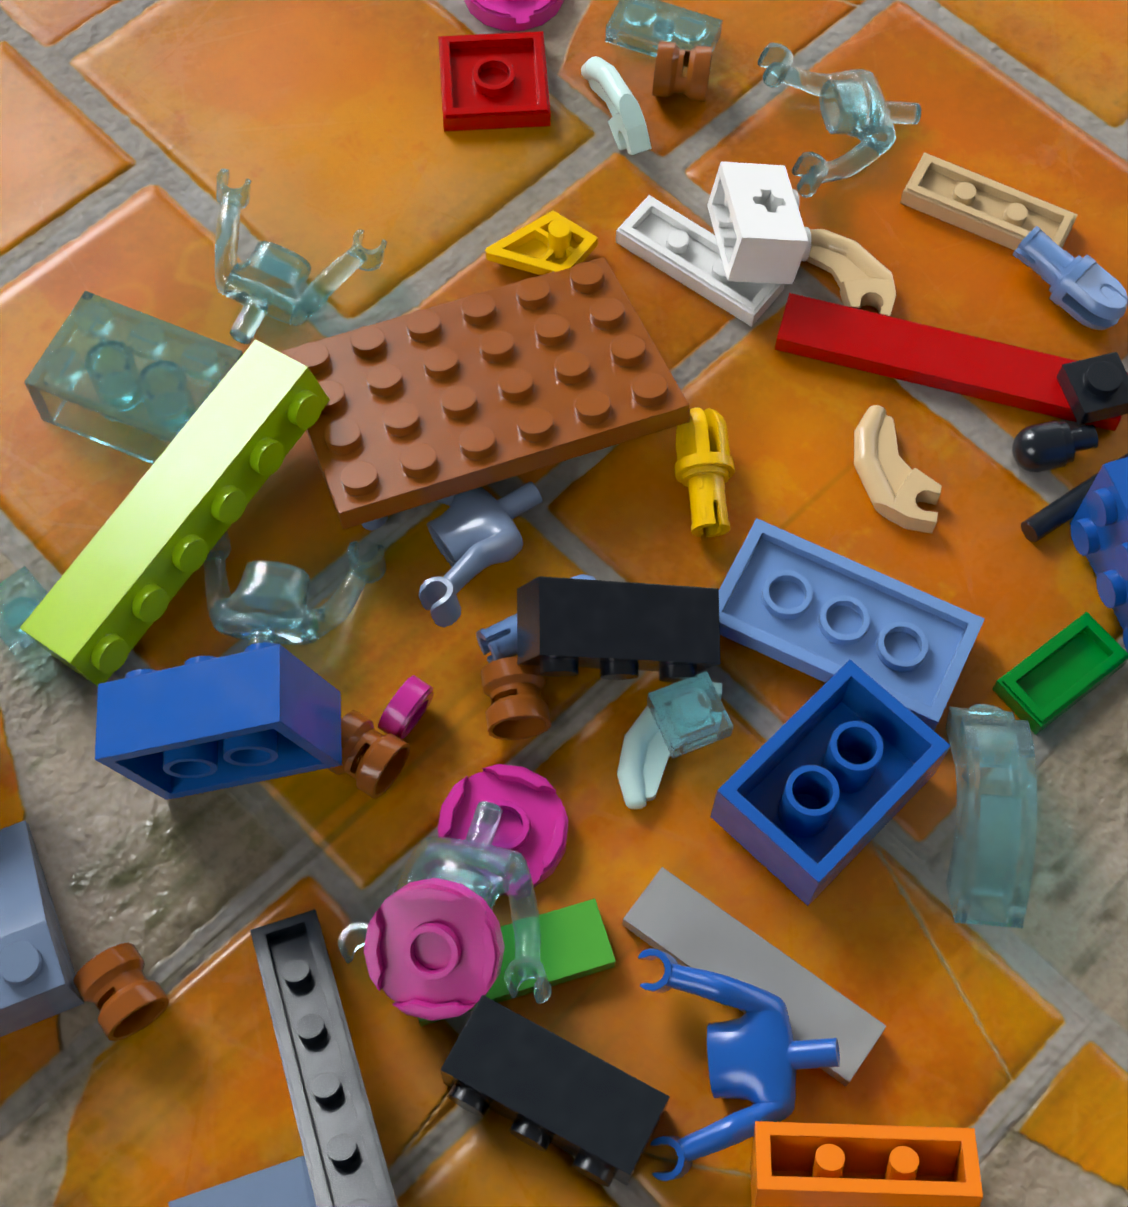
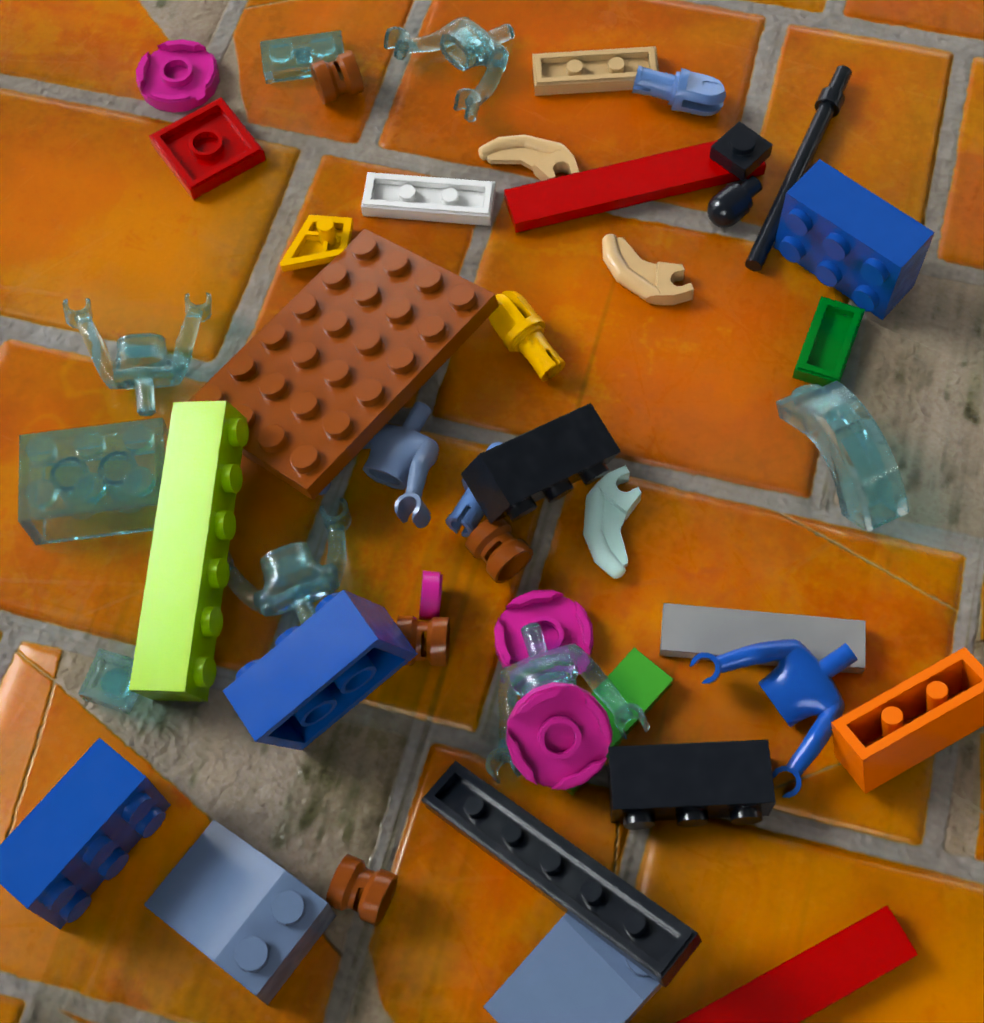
camera: 25 degrees left, 0 degrees up
(627, 117) = (320, 126): light aqua piece -> none
(689, 714) = (619, 495): clear light blue plate -> none
(758, 223) = (456, 153): white brick -> none
(827, 609) = (680, 384): medium blue plate -> none
(828, 781) = (737, 488): blue brick -> none

